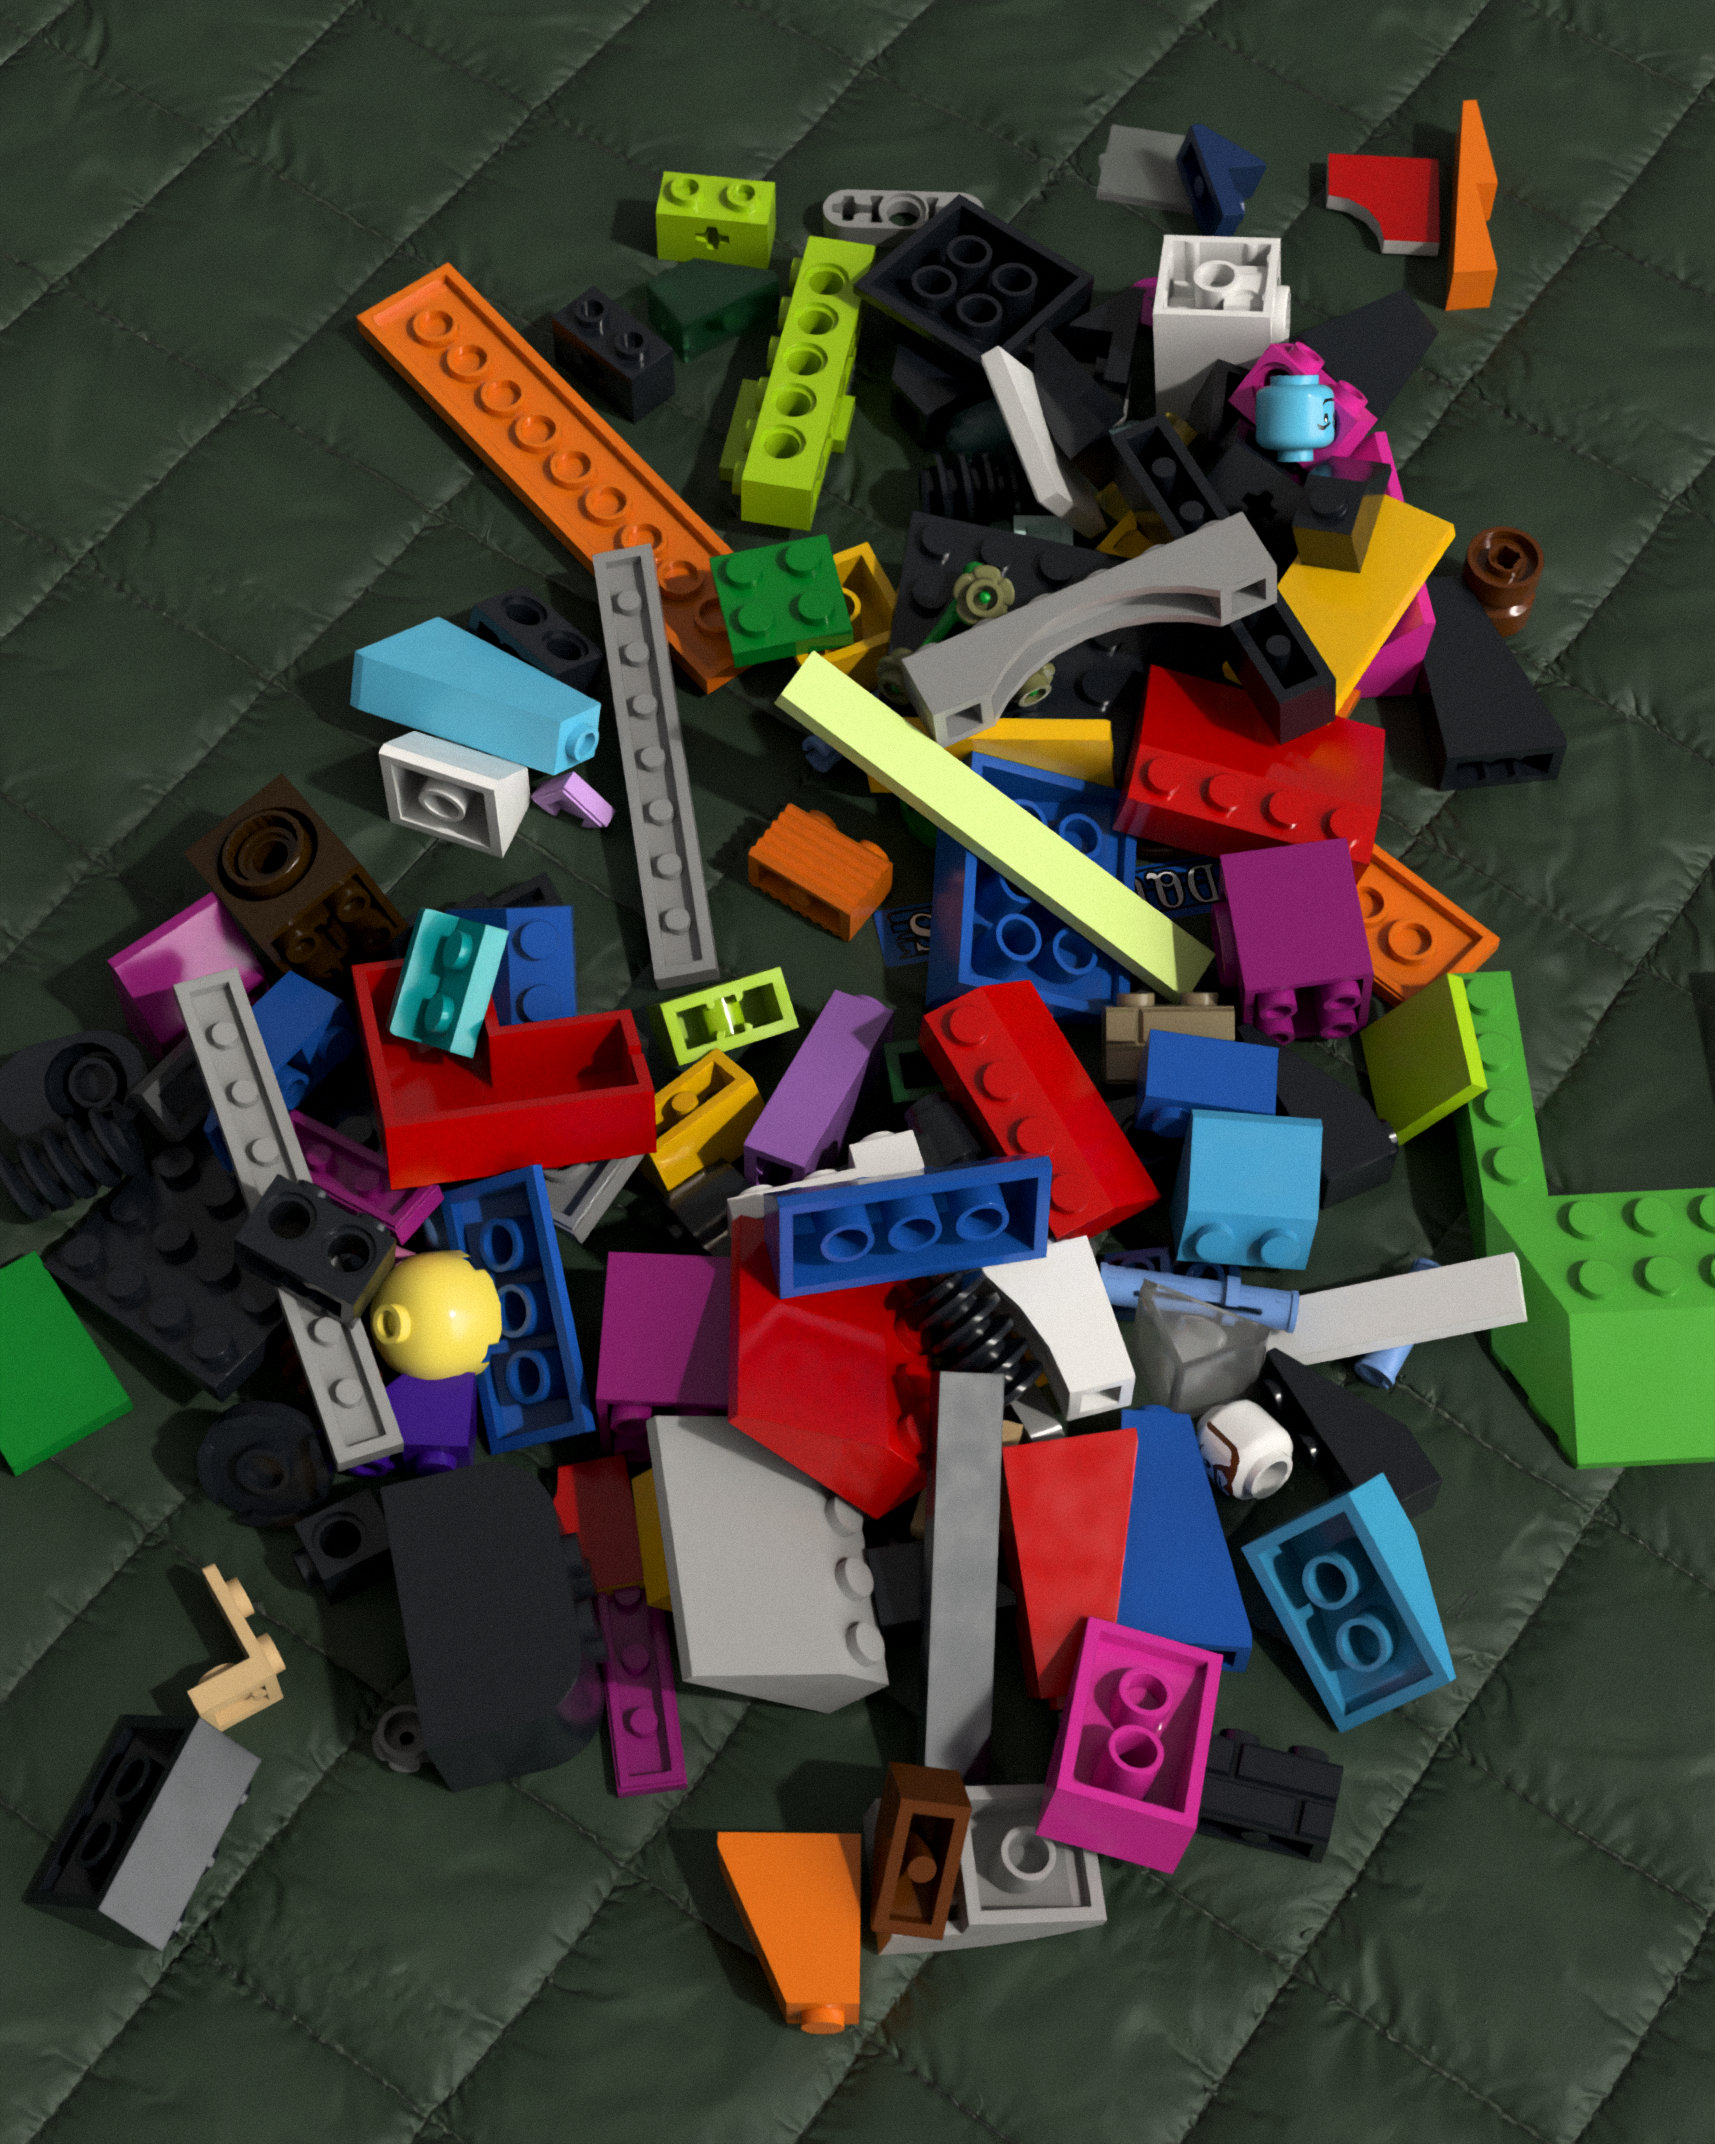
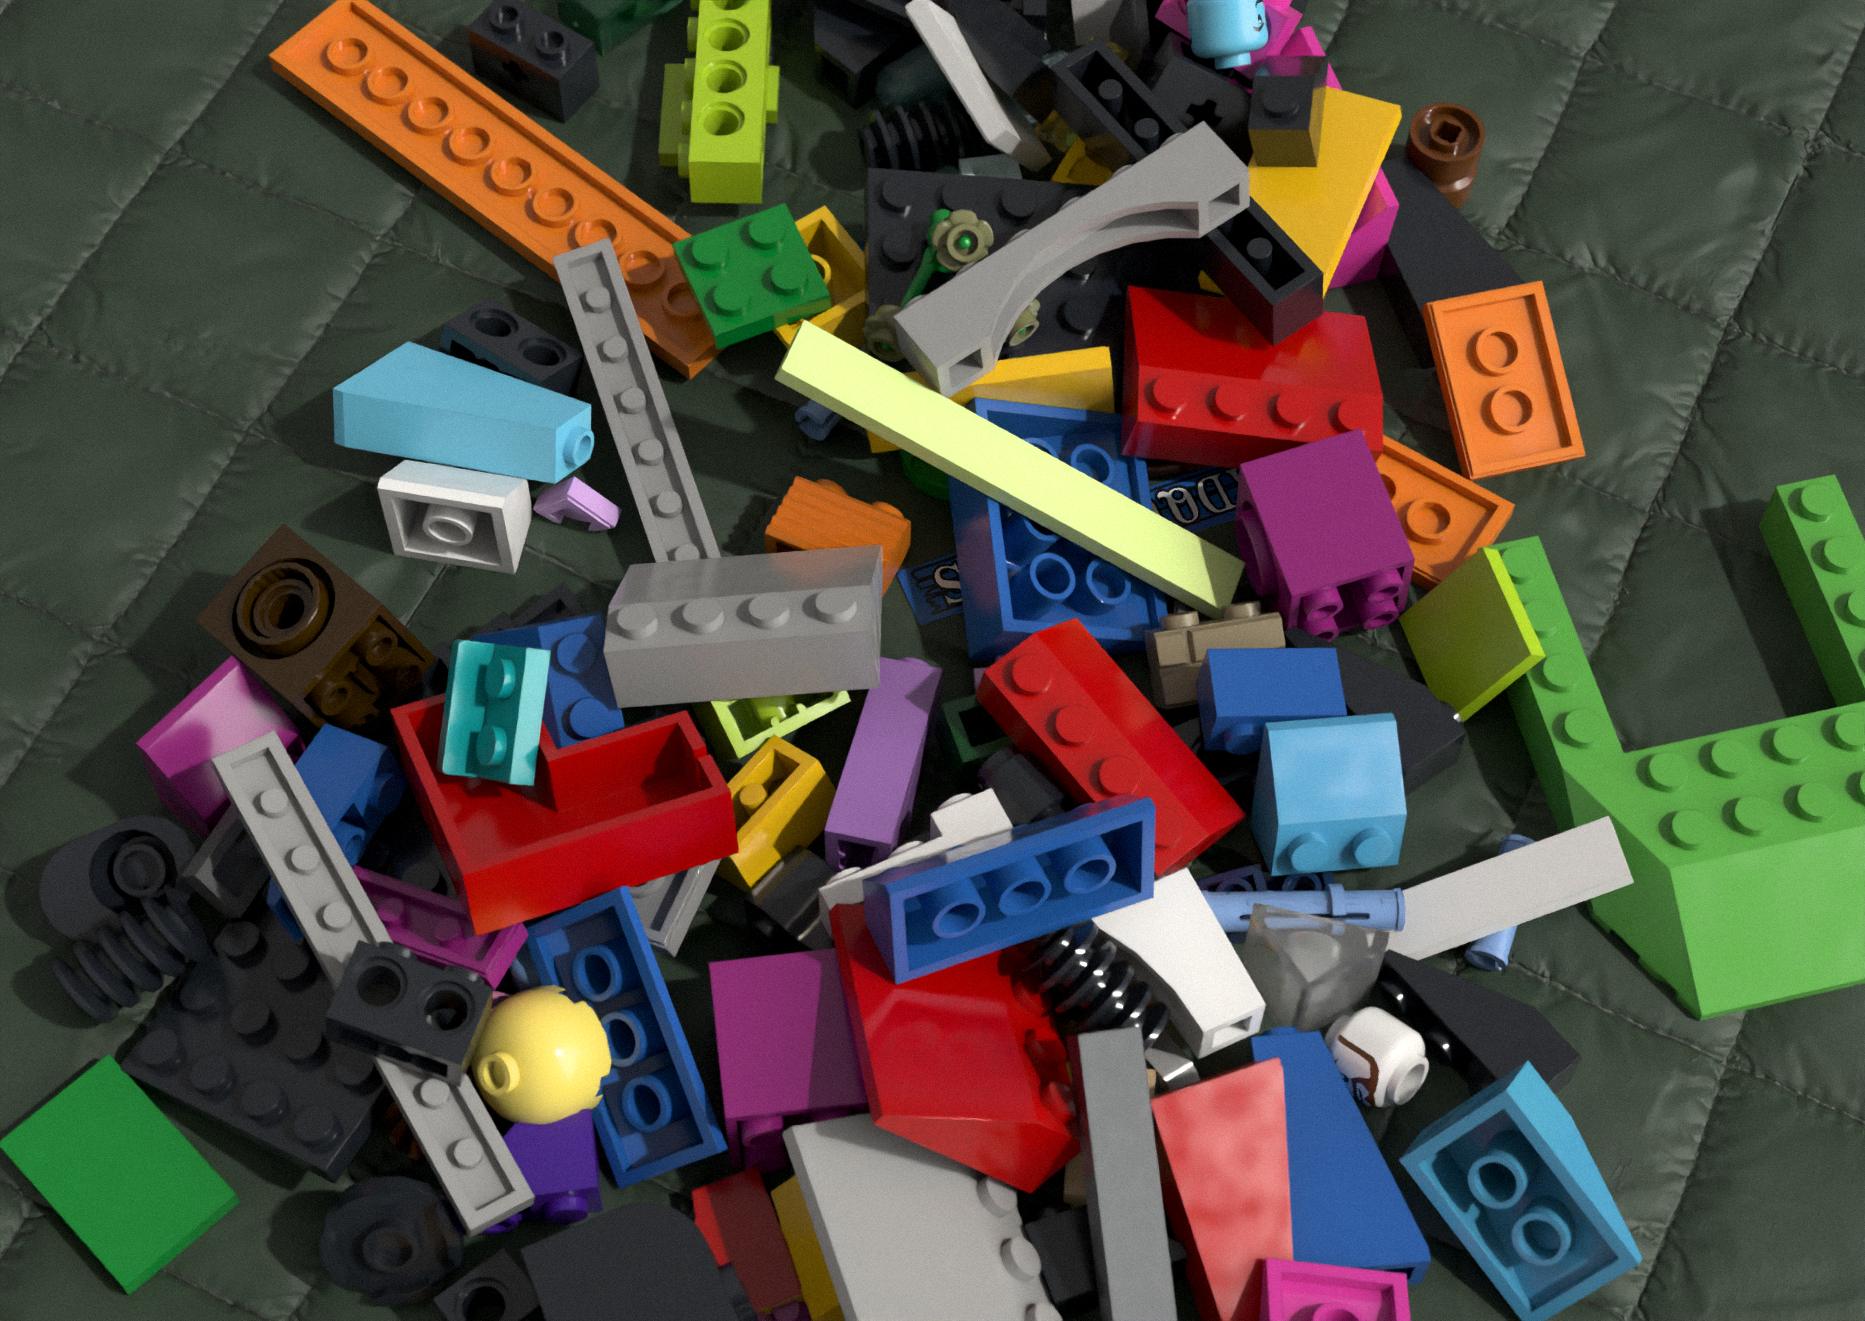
camera: 10 degrees left, 0 degrees up
(708, 940) = (746, 626): none -> light grey slope
(1512, 814) = (1503, 381): none -> orange tile

